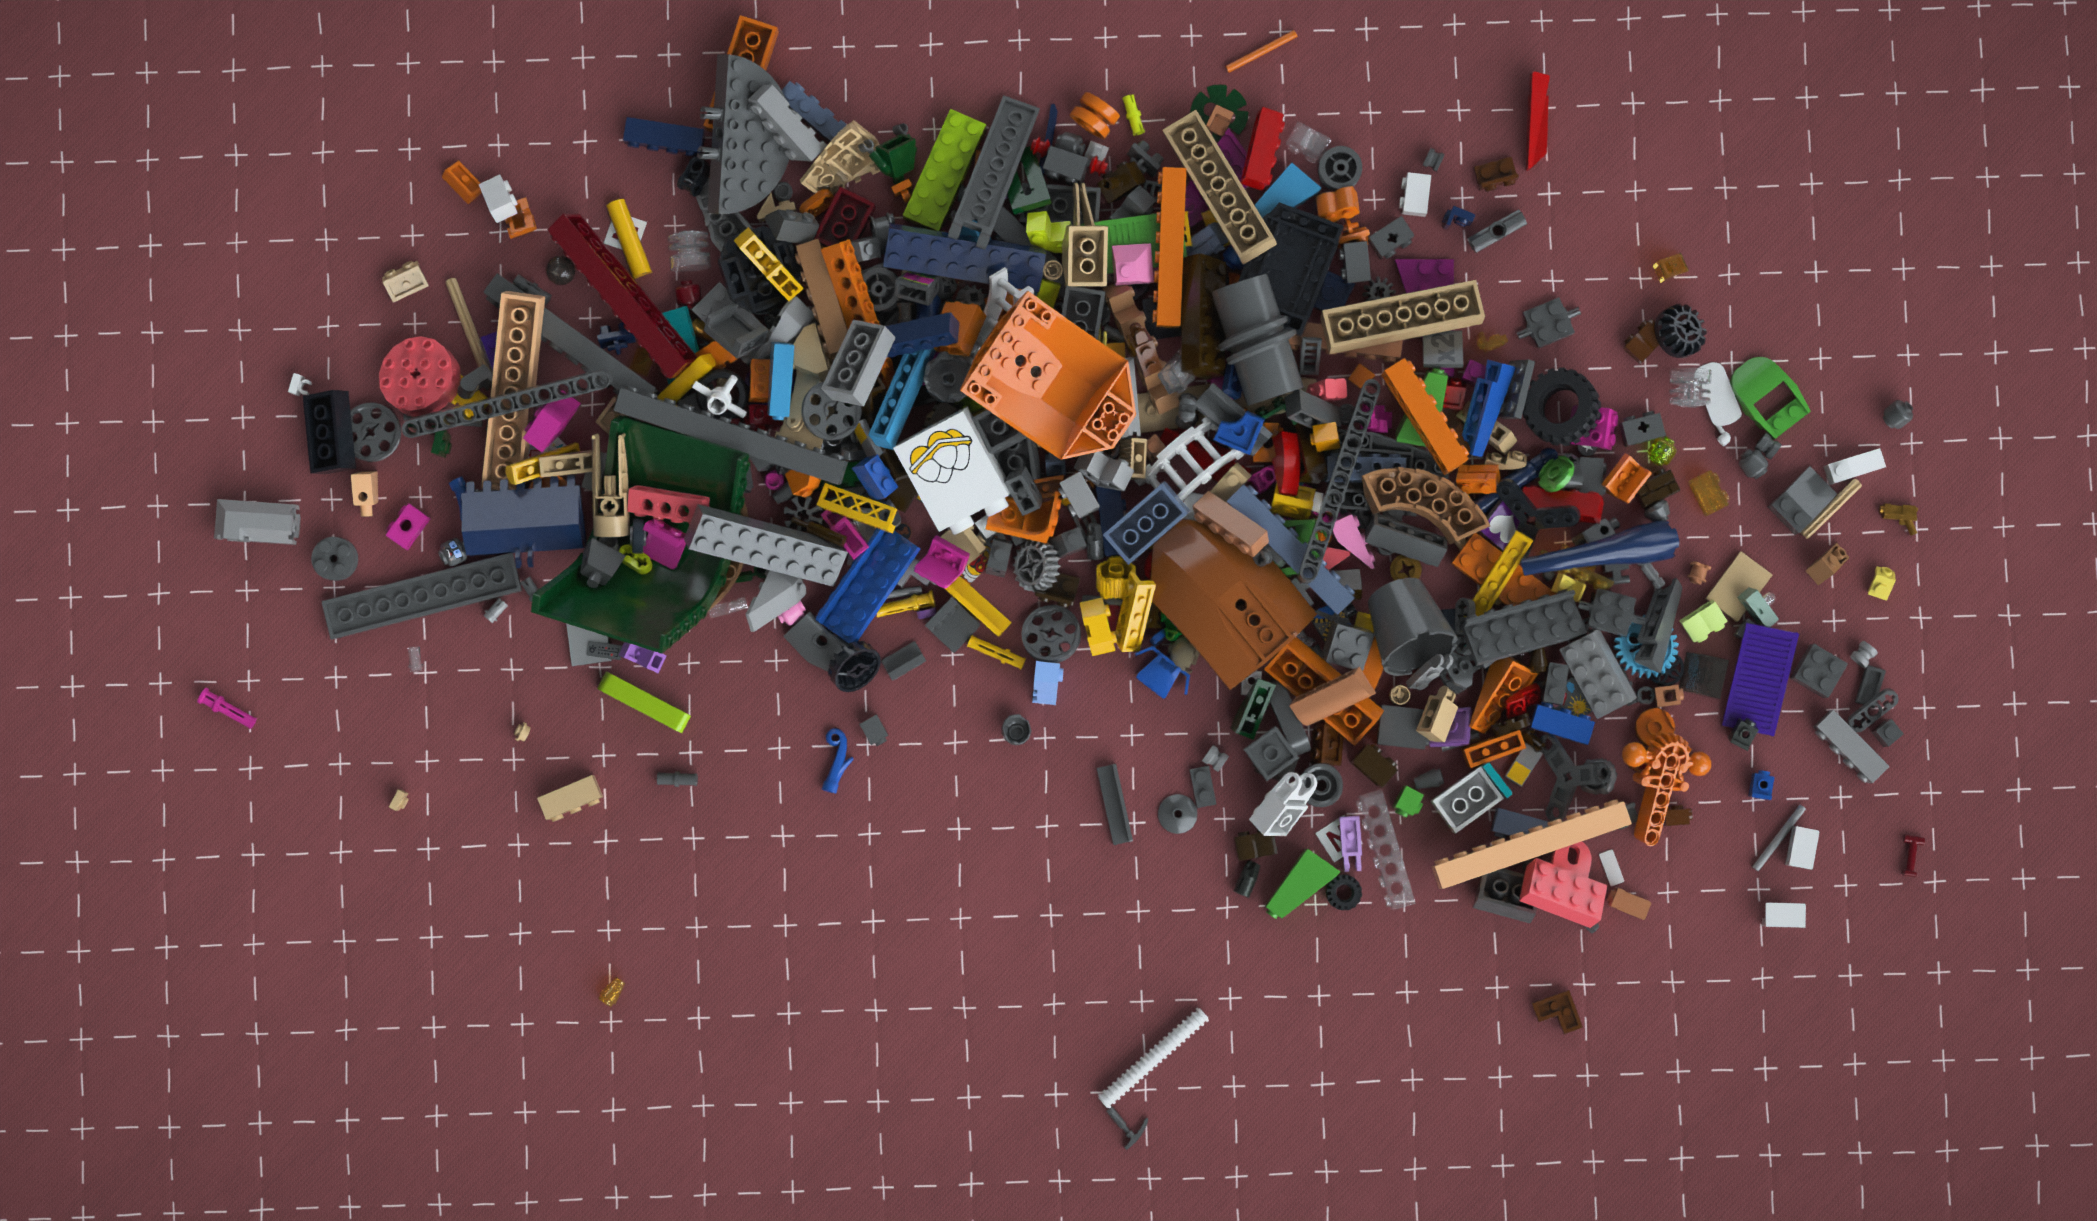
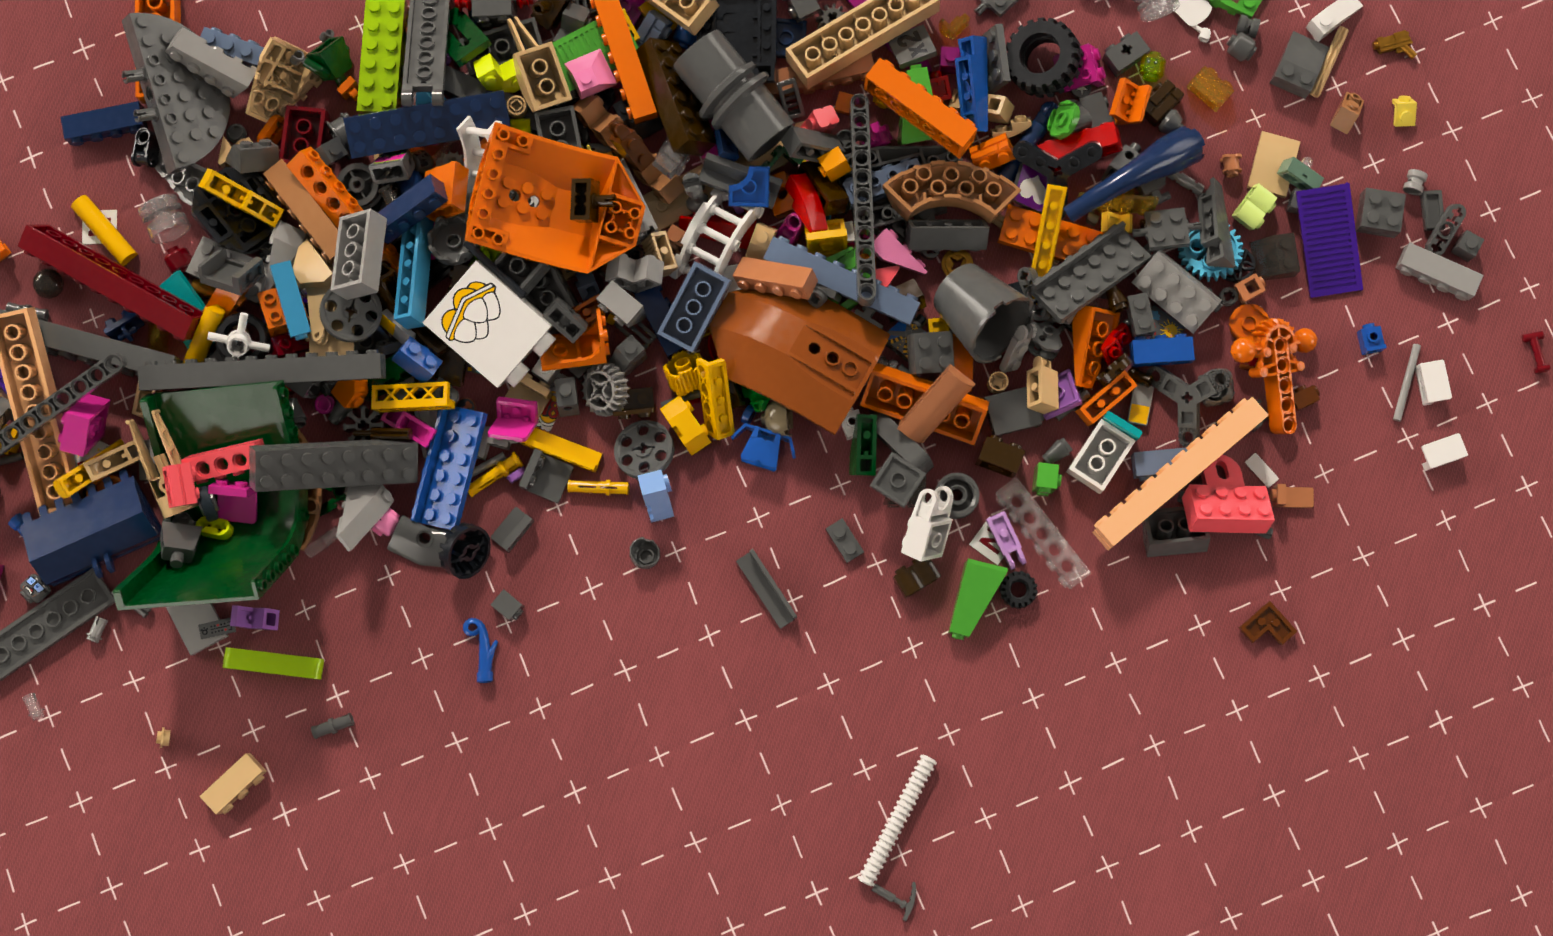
camera: 25 degrees left, 5 degrees down
(399, 800) = (64, 851): tan plate -> none
(621, 513) = (180, 484): none -> coral brick
(978, 424) = (495, 269): none -> black bar
(1085, 392) = (586, 200): none -> dark brown brick
(1094, 541) = (653, 347): dark grey hinge -> none
(1167, 817) = (828, 586): dark grey dish -> none
(1215, 758) = (846, 508): light grey wheel -> none
(1247, 879) = (921, 612): pearl dark grey hinge -> none
(1326, 745) = (947, 455): reddish brown bracket -> none
(1736, 734) = (1328, 299): pearl dark grey brick -> none

